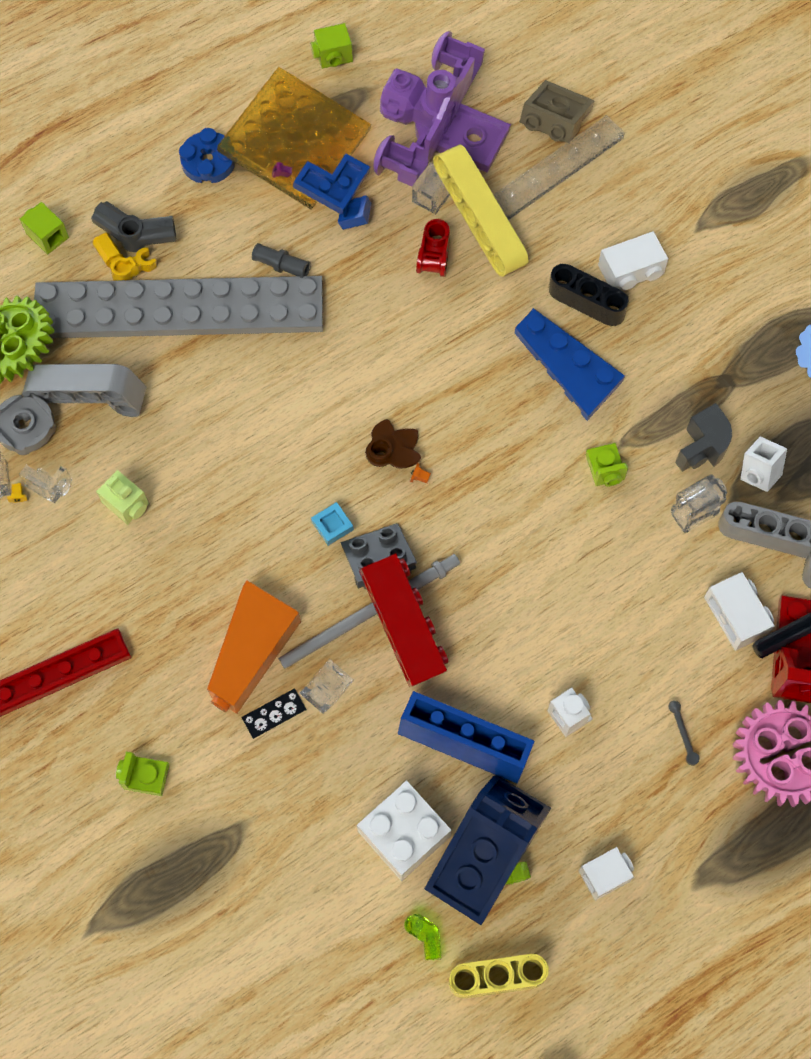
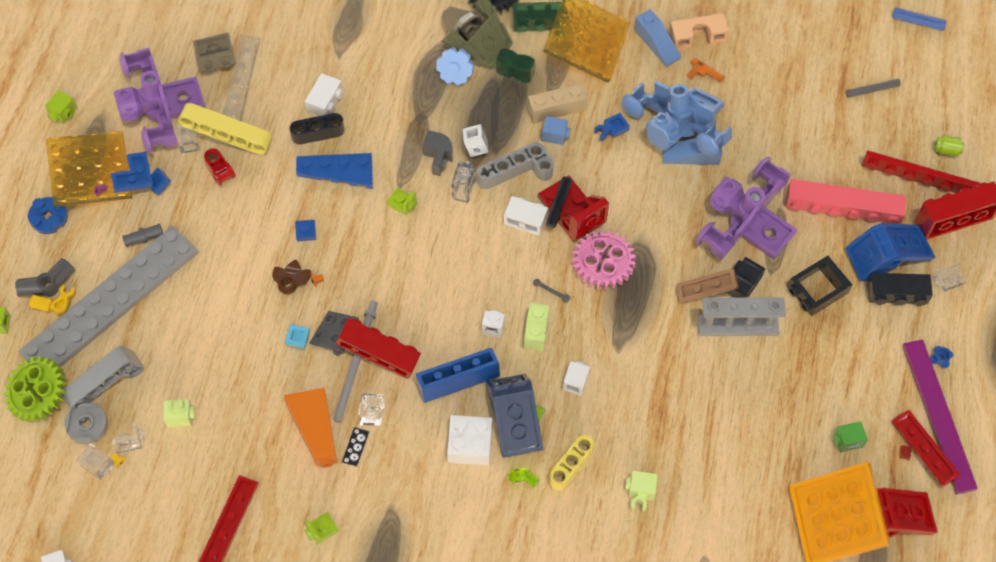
camera: 45 degrees left, 5 degrees down
(462, 405) = (305, 230): none -> blue plate
(618, 763) = (536, 327): none -> yellowish green brick

